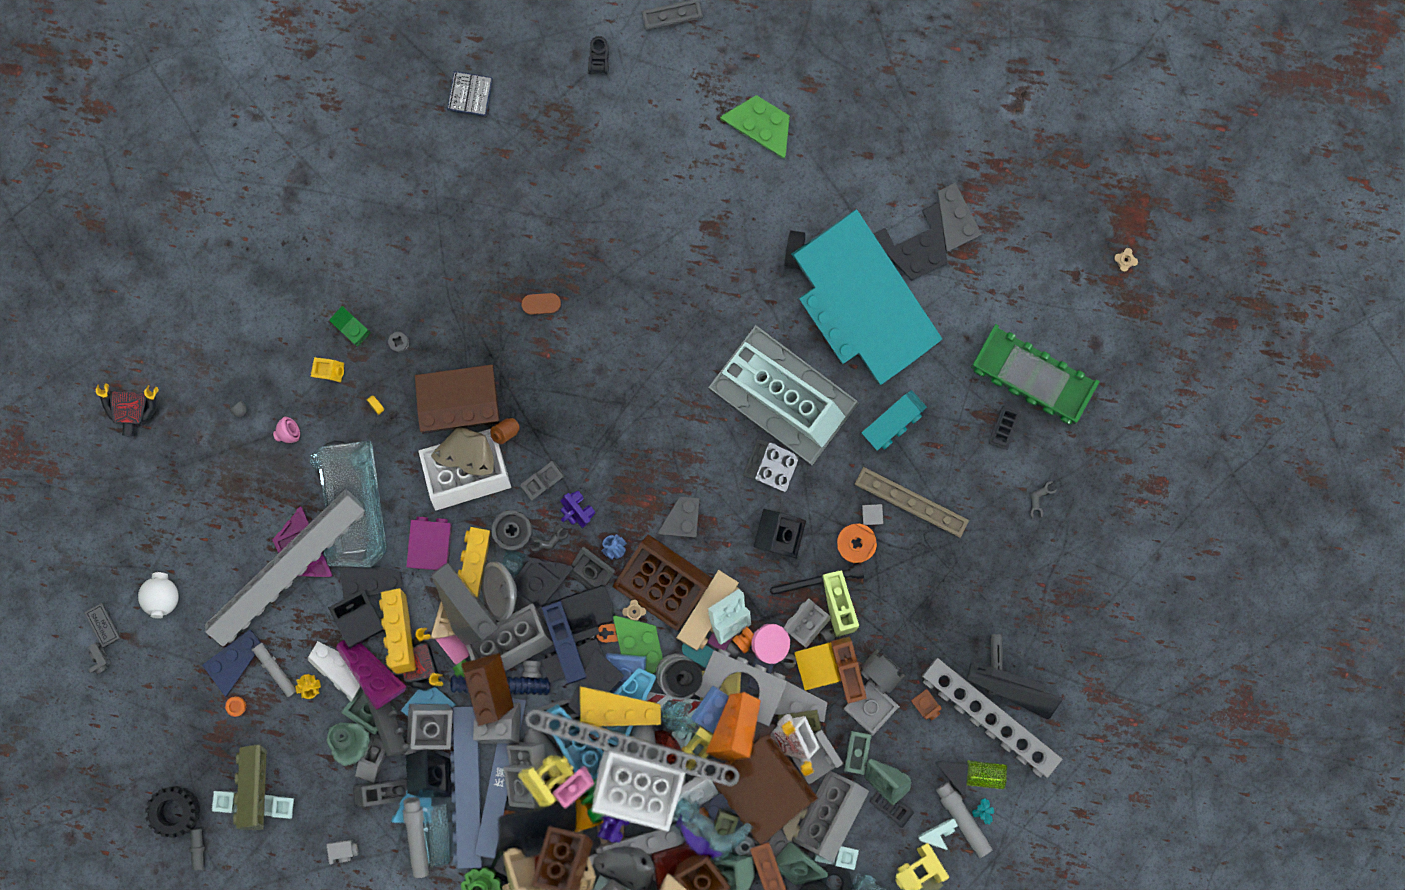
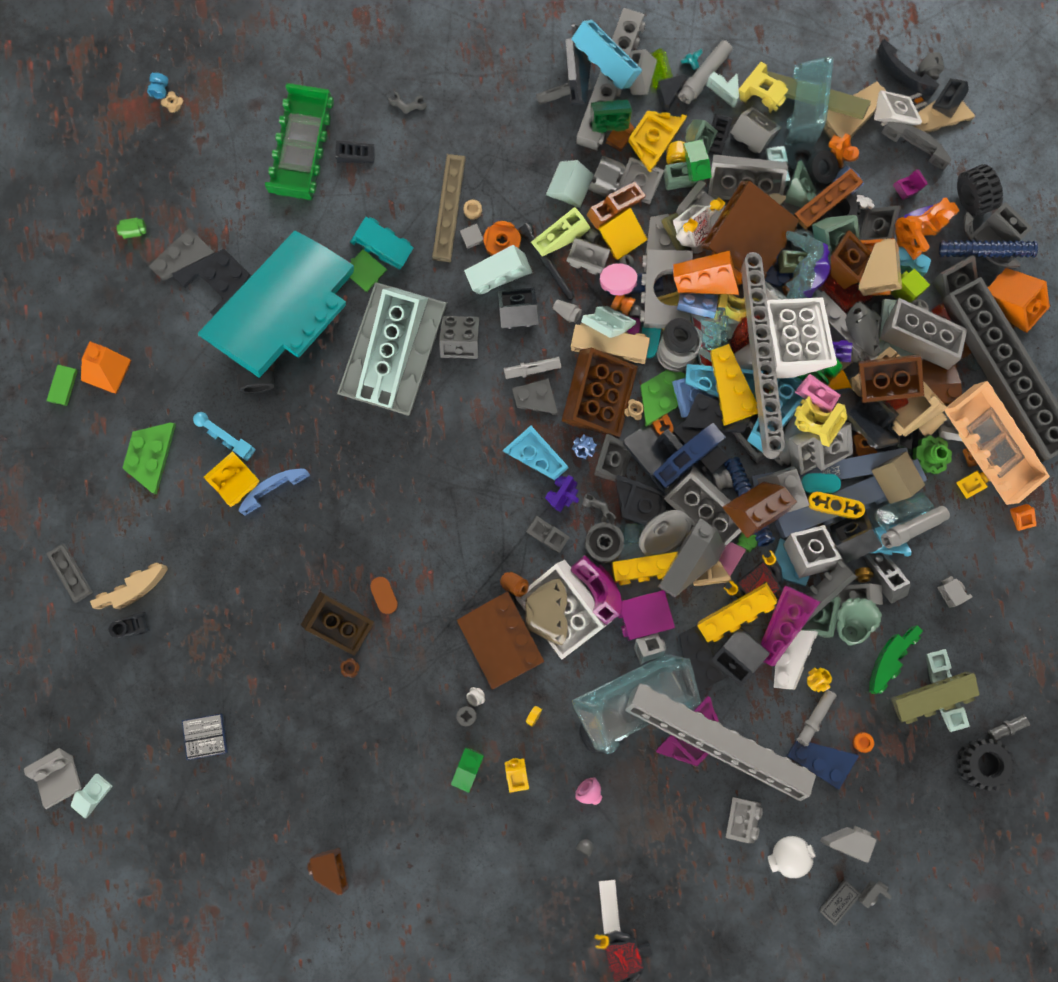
camera: 110 degrees left, 5 degrees down
(150, 653) = (853, 842): none -> light grey slope
(178, 412) = (609, 906): none -> white sticker
(207, 565) = (744, 820): none -> light grey bracket
(299, 758) = (887, 664): none -> green slope
(305, 168) = (329, 870): none -> reddish brown slope
(390, 770) = (863, 574): none -> pearl gold plate
(403, 541) = (652, 641): none -> light grey brick
(413, 357) = (476, 696): none -> white plate
(460, 782) = (848, 513): none -> yellow beam
(467, 838) = (898, 478): none -> dark tan slope
(468, 514) = (604, 589): none -> magenta arch
(484, 253) = (349, 673): none -> reddish brown plate
(491, 761) = (821, 483): none -> teal tile
(530, 250) = (337, 623): none -> dark brown slope
(625, 498) = (536, 453): none -> medium azure wing
(635, 74) = (137, 586): none -> tan slope
(677, 209) = (251, 501): none -> medium blue slope
(704, 196) = (231, 479): none -> yellow bracket
(713, 525) = (531, 368): none -> light grey pin
(733, 215) = (241, 447): none -> medium azure plate
(758, 582) = (567, 310): none -> light grey cone
(823, 527) = (498, 270): none -> light aqua wedge
(858, 764) = (697, 161): none -> green slope
(862, 61) = (62, 385): none -> bright green tile
(864, 107) = (103, 367): none -> orange slope
(875, 396) = (366, 270): none -> bright green piece
(882, 847) = (755, 130): none -> light grey slope
(883, 753) = (675, 153): none -> yellow head
(893, 634) = (570, 183): none -> light aqua slope
(901, 525) = (472, 209): none -> tan tile
(912, 739) = (654, 135): none -> yellow wing
(942, 697) = (610, 115): none -> dark green slope
(986, 750) = (647, 64): none -> light grey slope
(987, 725) = (606, 54): none -> medium azure brick
(1001, 177) = (131, 227): none -> bright green brick
(1152, 252) = (157, 86): none -> dark azure wheel

